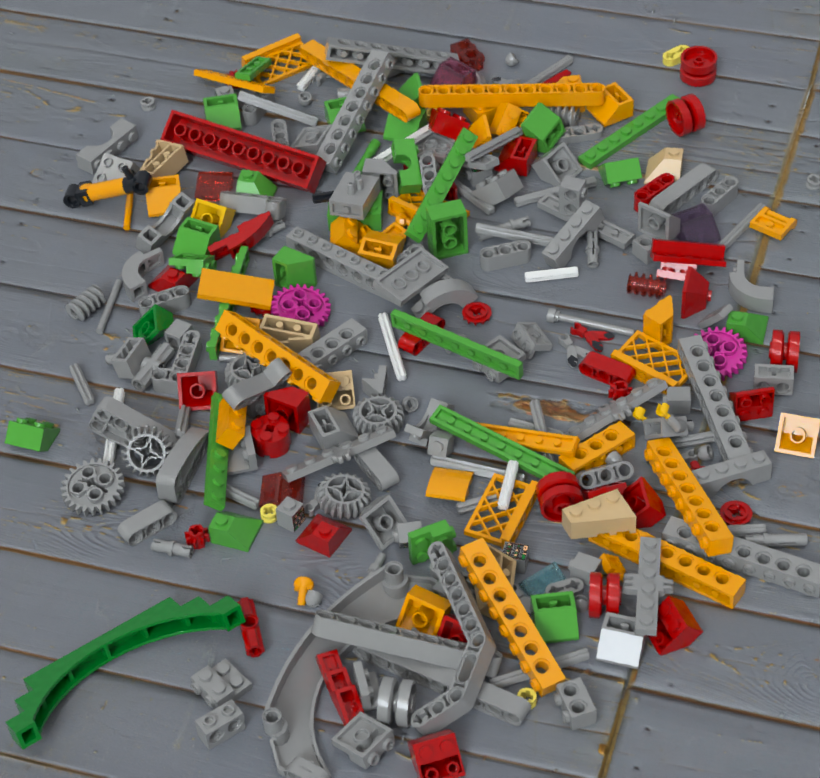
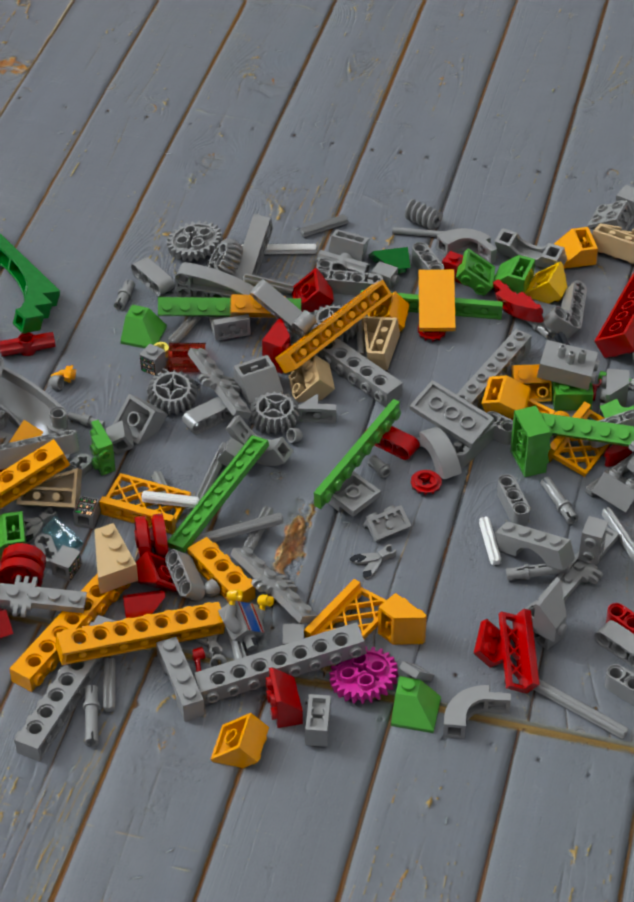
camera: 85 degrees right, 0 degrees up
(31, 434) = (259, 199): bright green slope -> none
(88, 193) = (573, 207): black piece -> none
(128, 211) = (551, 233): light orange bar -> none
(197, 536) = (132, 300): red gear -> none
(211, 183) = (602, 283): clear red slope -> none
(255, 183) = (597, 309): bright green slope -> none
(271, 435) = (248, 340): red brick -> none
(293, 268) = (471, 338): bright green slope -> none
(301, 304) = (423, 352): dark pink gear -> none
(323, 535) = (127, 382): red slope -> none
(392, 346) = (364, 423): white axle -> none
(449, 484) = (185, 465): light orange slope -> none
(512, 234) = (544, 500): light grey axle -> none
(538, 440) = (234, 512): light orange tile -> none
(555, 316) = (423, 542): light grey piece -> none
(591, 337) = (395, 573): red piece -> none
(606, 369) = (338, 579): red beam -> none
(612, 564) = (68, 581): light orange plate -> none
(619, 389) = (307, 591): red gear -> none
(649, 286) = (469, 616): clear red piece -> none
(694, 293) = (453, 651): red slope -> none
(697, 225) = (569, 661): clear purple slope -> none
(734, 507) = (131, 678): red gear -> none
(772, 223) = (588, 736): light orange plate -> none
(783, 350) = (357, 728): red wheel -> none

